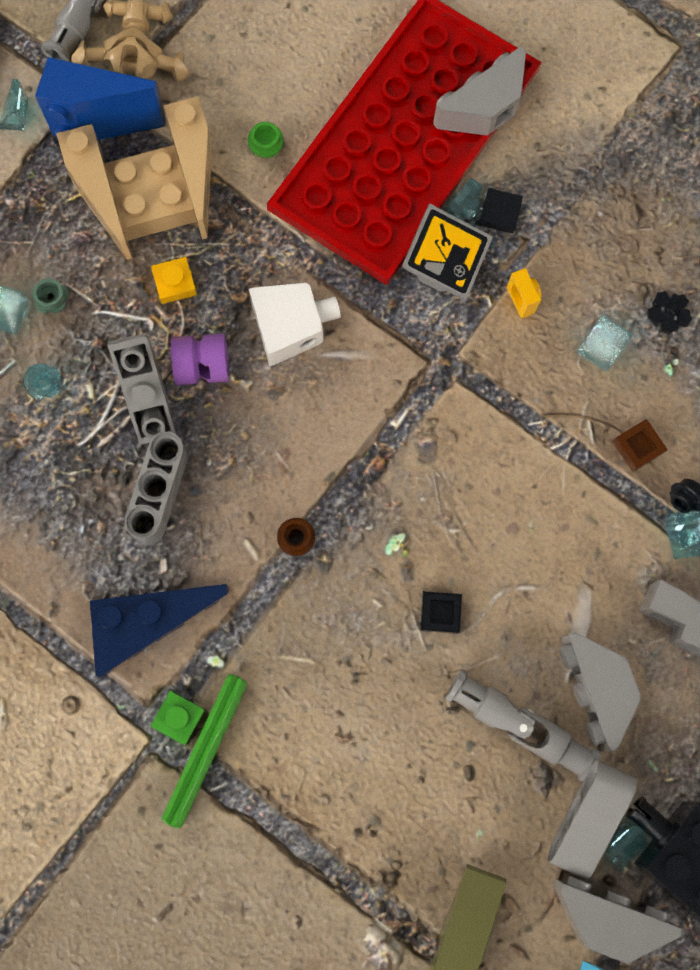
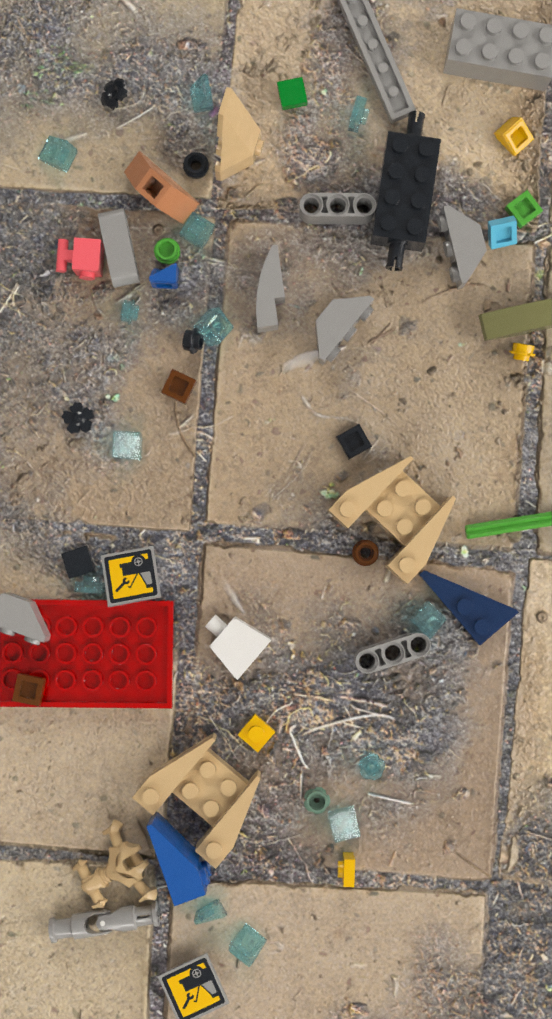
camera: 115 degrees left, 10 degrees up
(142, 386) = (340, 699): light grey slope -> none
(164, 558) = (428, 619): none -> clear light blue slope
(178, 718) = (509, 550): bright green plate -> none
(199, 359) = (298, 680): medium lavender wheel -> none
(265, 140) = (127, 739): bright green plate -> none
(318, 612) = (402, 511): none -> tan wedge
(392, 67) = (29, 689): none -> reddish brown plate
(421, 909) = (522, 351): none -> yellow plate
(498, 711) = (389, 371): light grey piece -> none
(524, 292) = (126, 512): yellow plate -> none
(592, 819) = (417, 287): light grey beam -> none
(625, 845) = (417, 263): clear light blue slope -> none

